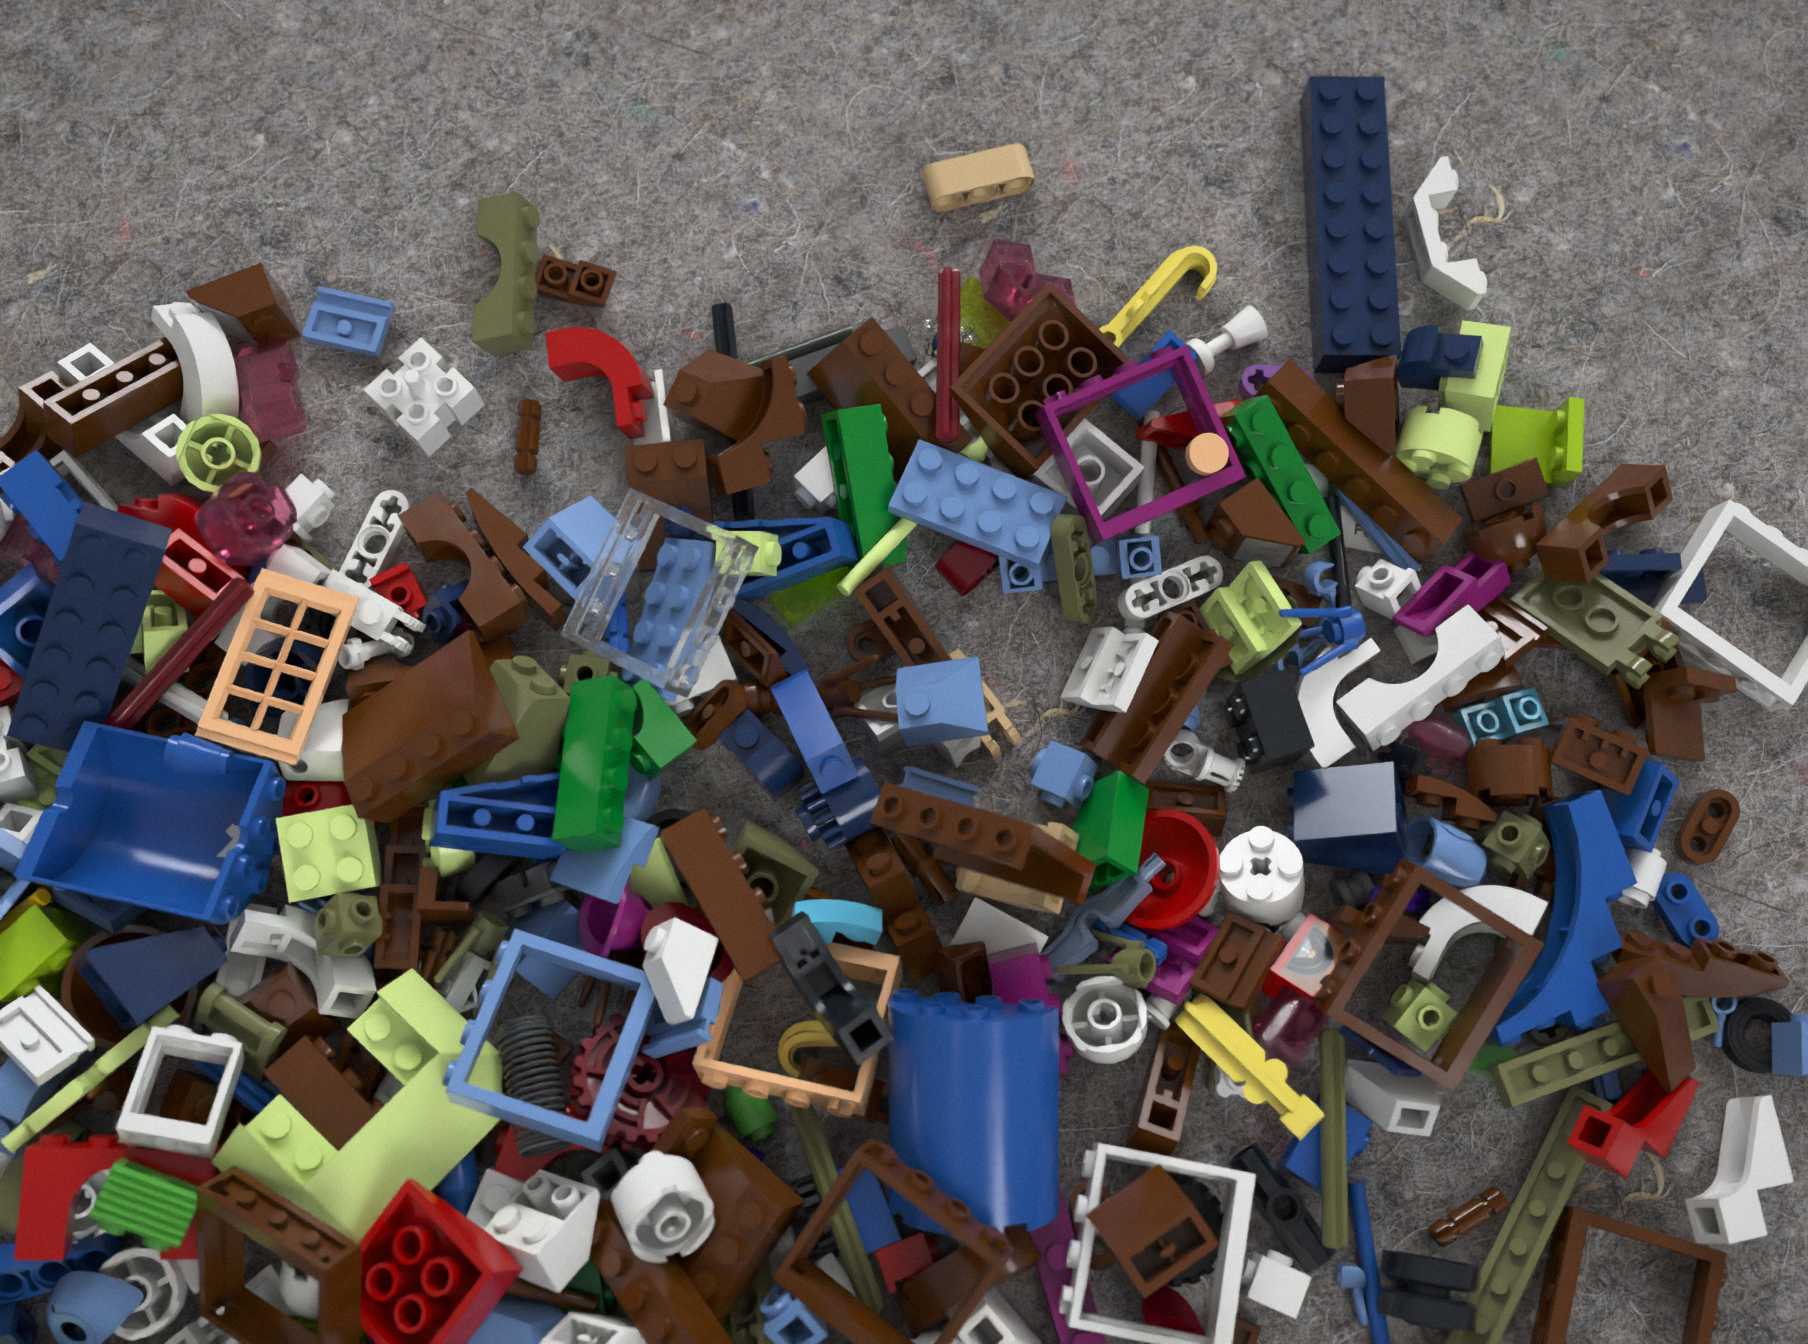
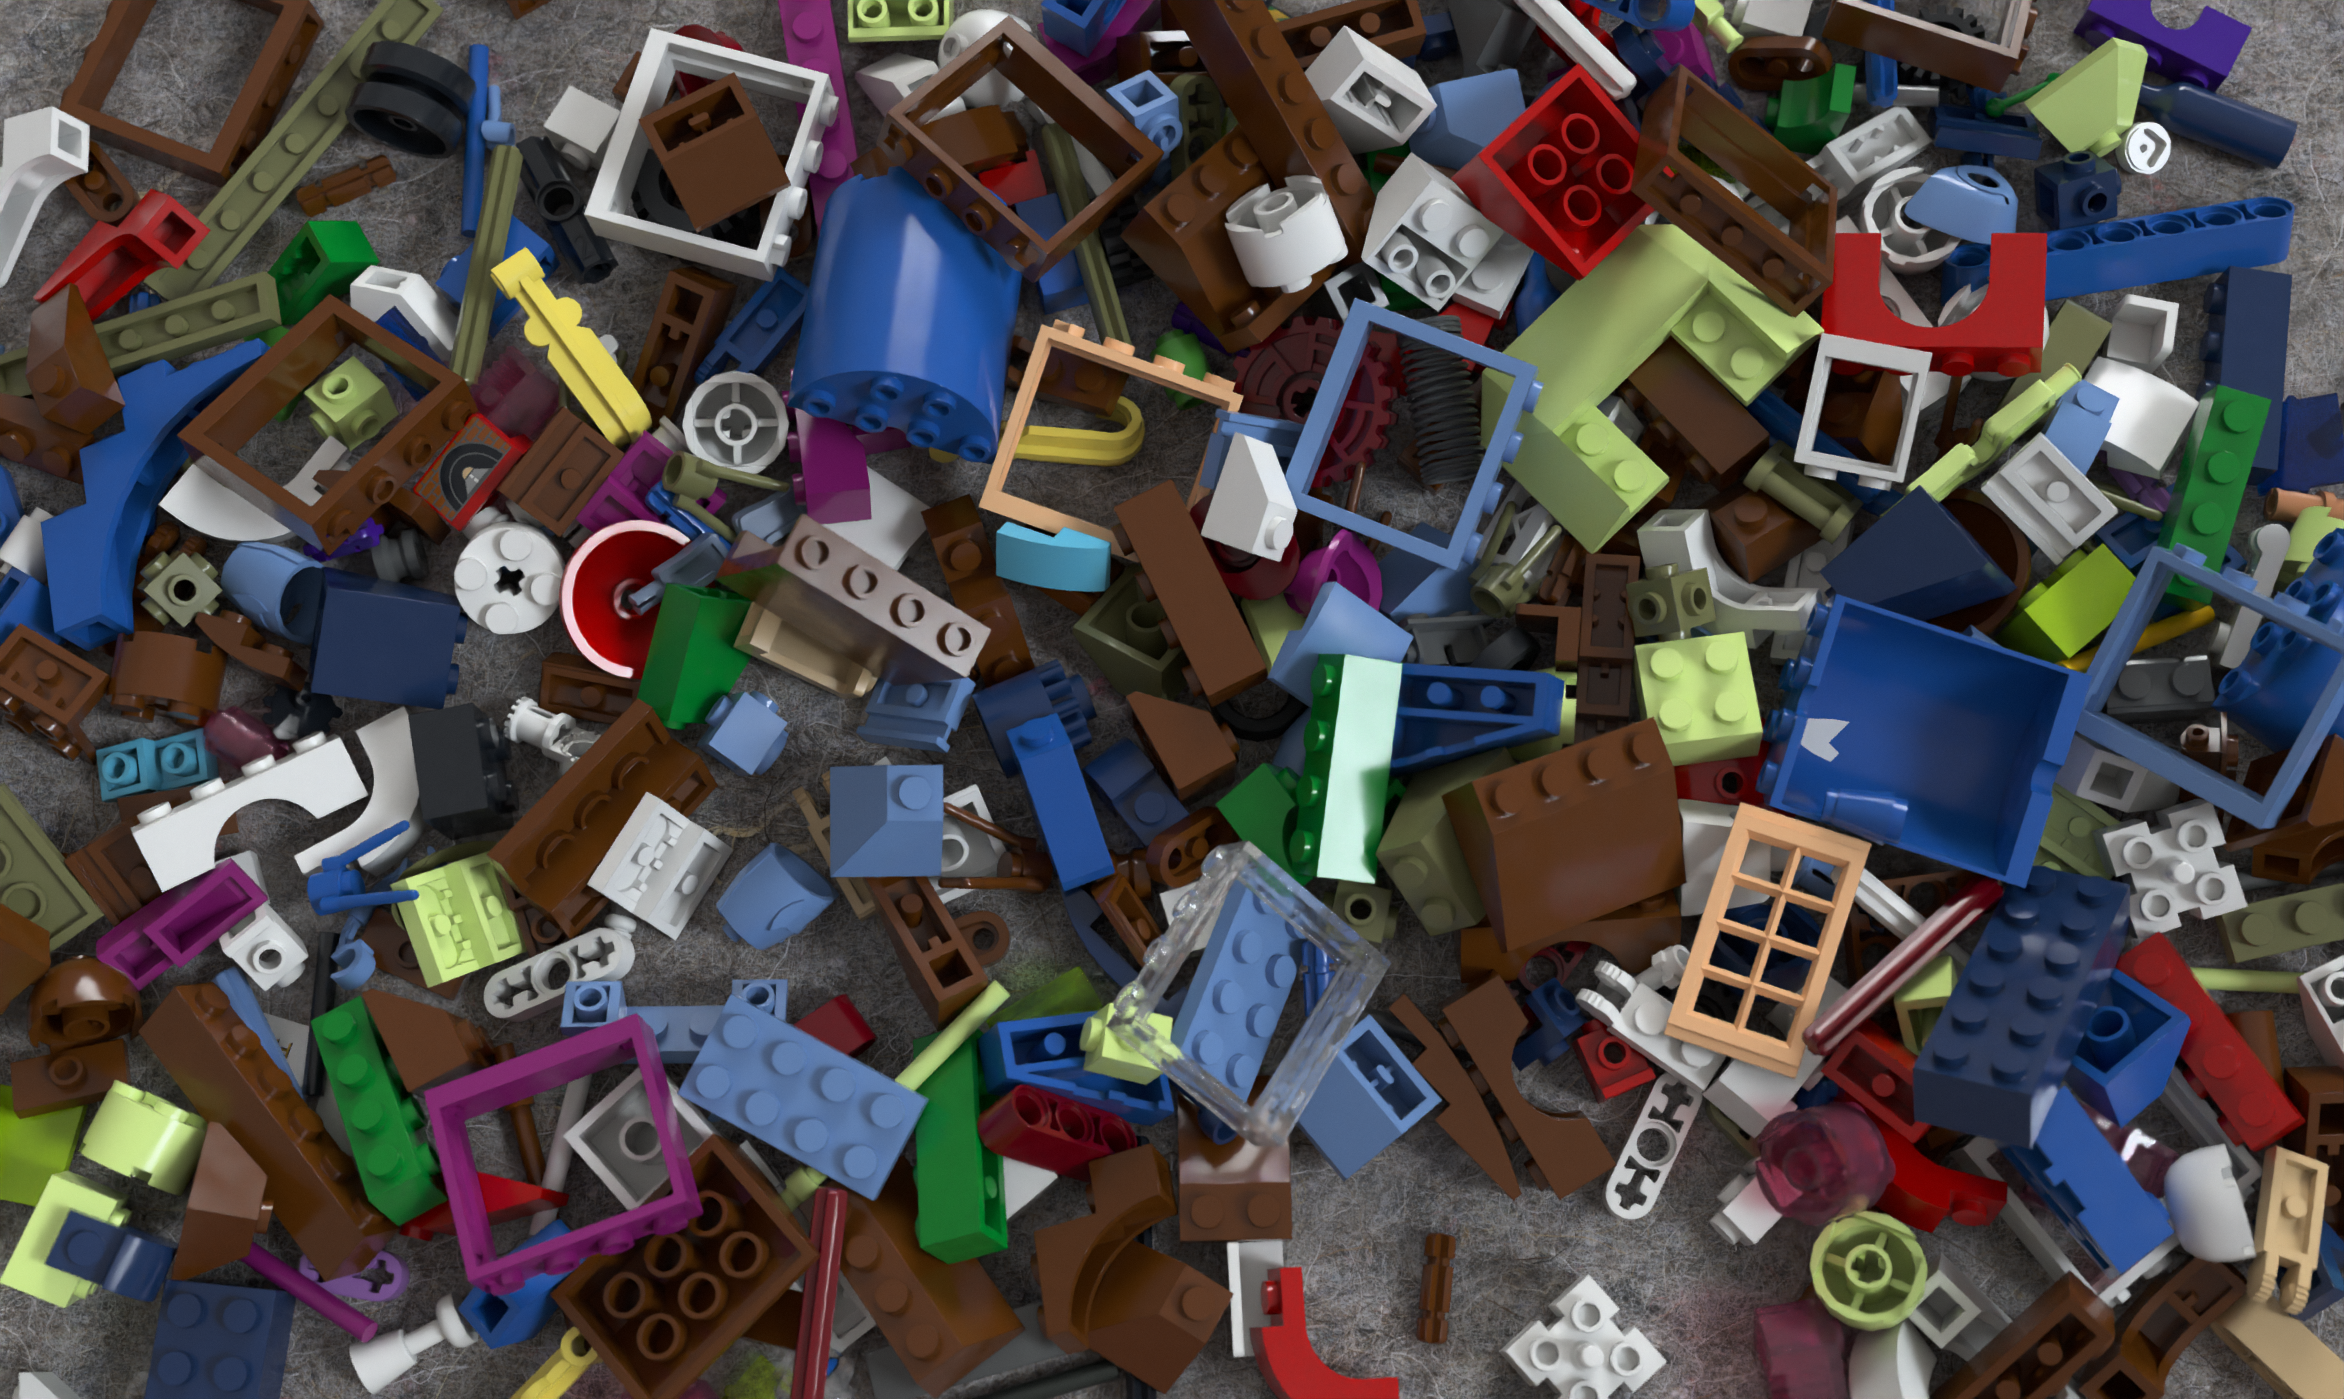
camera: 170 degrees left, 0 degrees up
(146, 1204) = (1893, 280): bright green brick -> none
(724, 788) = (1184, 746): none -> reddish brown slope
(796, 498) = (1052, 1131): none -> dark red beam
(827, 990) = (1064, 453): black arch -> none
(964, 970) = (904, 487): reddish brown slope -> none
(1027, 645) = (774, 898): none -> medium blue helmet
(1074, 568) = (684, 1004): olive beam -> none
(1101, 1111) = (759, 328): none -> blue hinge
(1207, 454) = (471, 1122): light nougat tile -> none
(1305, 362) = (310, 1293): none -> magenta bar
(1472, 1133) = (319, 263): none -> green arch
(1670, 1195) = (103, 188): none -> reddish brown plate

